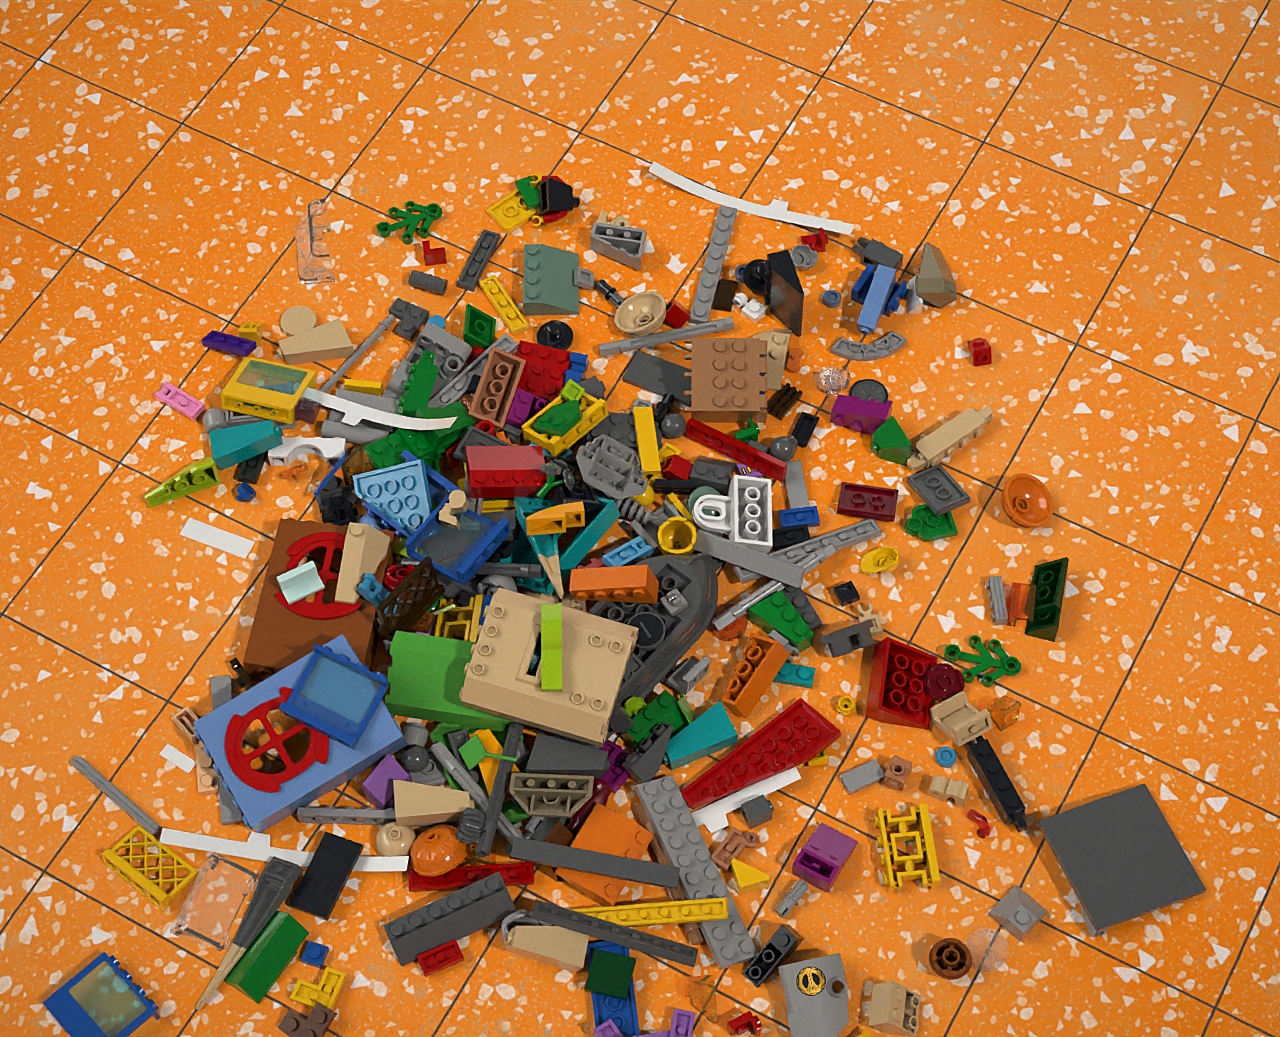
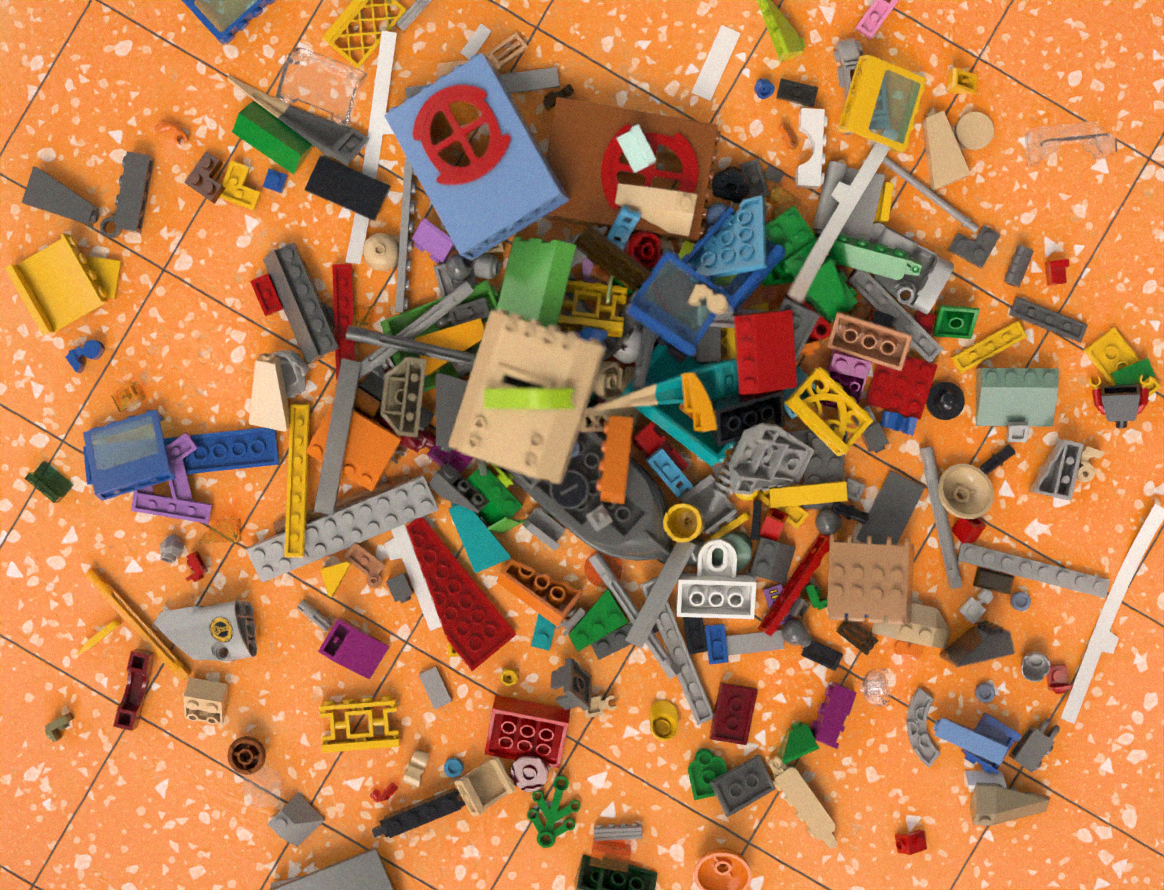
camera: 85 degrees right, 30 degrees up
(229, 343) = (944, 59): dark purple plate -> none
(243, 442) = (817, 79): teal slope -> none
(307, 410) = (859, 146): panel -> none
(332, 471) = (775, 173): blue piece -> none
(336, 696) = (494, 187): clear light blue panel -> none
(428, 804) = (406, 277): tan slope -> none
(430, 213) = (1103, 247): green plant -> none
(437, 320) = (966, 276): dark azure tile -> none
(437, 851) = (359, 298): orange hat -> none
(470, 825) = (377, 320): dark grey gear -> none
(474, 752) = (459, 324): bright green piece -> none
(514, 434) = (822, 357): dark grey plate -> none
(553, 469) = (748, 399): dark grey plant -> none
(559, 418) = (825, 406): green plate -> none
(571, 391) = (859, 418): lime plate -> none
(610, 974) = (242, 448): dark green tile -> none
(614, 933) = (279, 452): dark grey tile -> none
(754, 276) = (1014, 617): black plate -> none
(773, 954) = (261, 596): black slope -> none
(846, 593) = (629, 685): black plate -> none
(869, 389) = (863, 723): dark grey wheel -> none
(897, 773) = (434, 721): nougat brick -> none
(1004, 711) = (494, 827): clear yellow slope -> none

